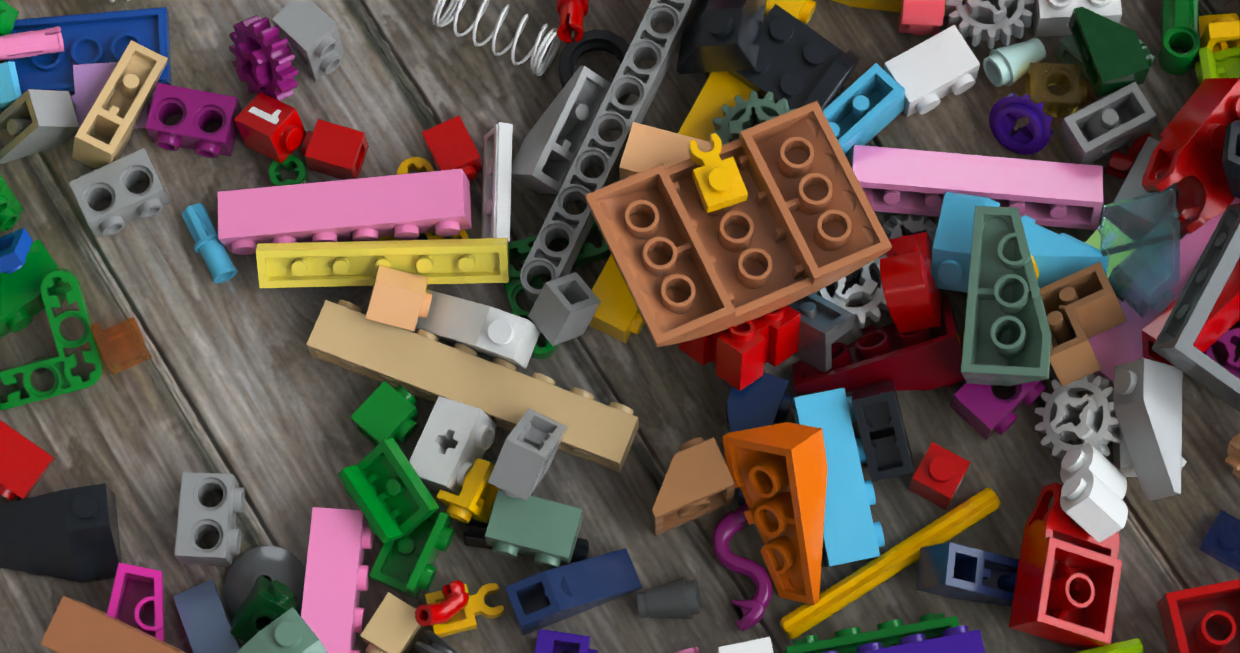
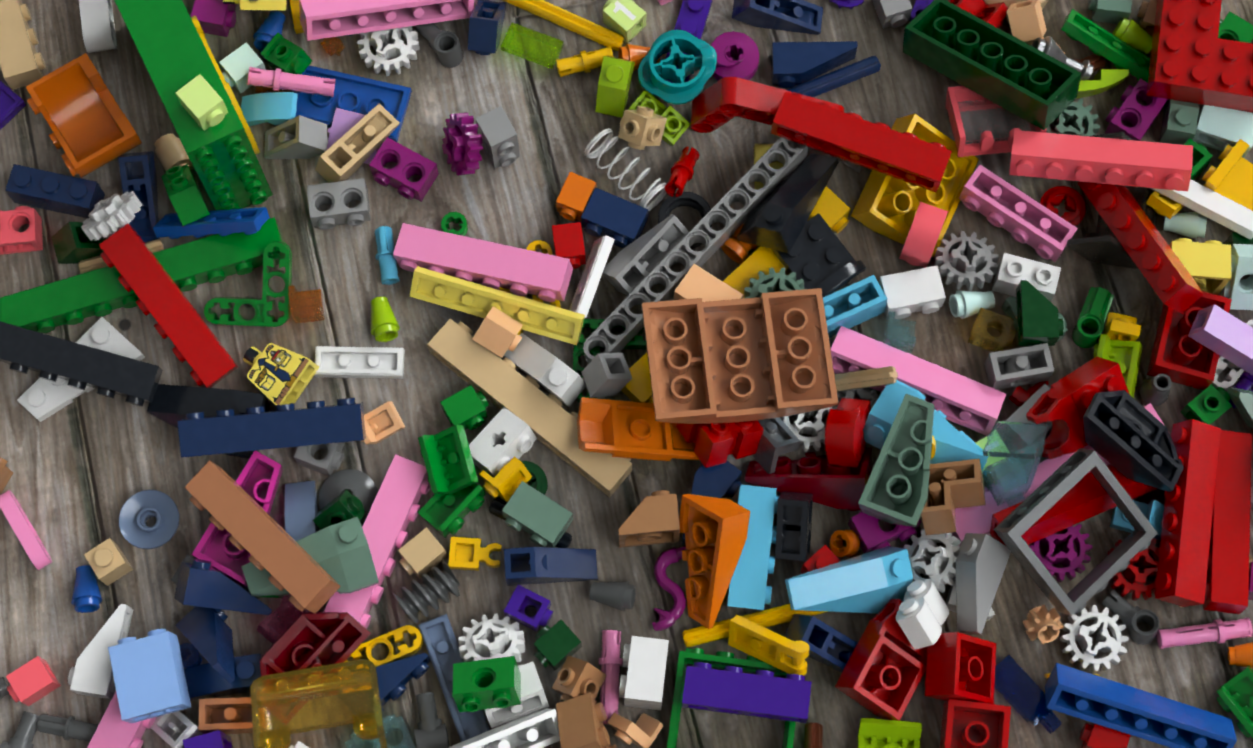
camera: 15 degrees right, 0 degrees up
(116, 448) = (279, 372): none -> torso
(132, 527) = (271, 429): none -> dark blue brick
(219, 399) = (359, 362): none -> white tile
(235, 334) = (383, 320): none -> lime cone
(270, 127) = (452, 190): red brick -> none
(274, 474) = (382, 423): none -> light nougat bracket
(335, 150) = (491, 219): red brick -> none
(440, 84) = (574, 196): none -> orange brick
(443, 611) = (457, 552): red arm -> none
(501, 95) = (613, 217): none -> dark blue brick
(527, 455) = (548, 465): light grey brick -> none
(620, 374) = (629, 431): none -> orange piece
(680, 87) = (736, 249): none -> orange wheel
(716, 179) = (735, 320): yellow plate -> none
(903, 601) = (768, 646): none -> yellow plate
(915, 202) = (866, 378): none -> tan axle
(933, 130) = (899, 333): none -> clear light blue panel
(966, 427) = (852, 543): none -> orange bush
(990, 481) = (854, 584): none -> medium azure wedge
(1024, 140) = (960, 359): dark purple gear -> none
(1167, 548) = (961, 668): none -> red brick

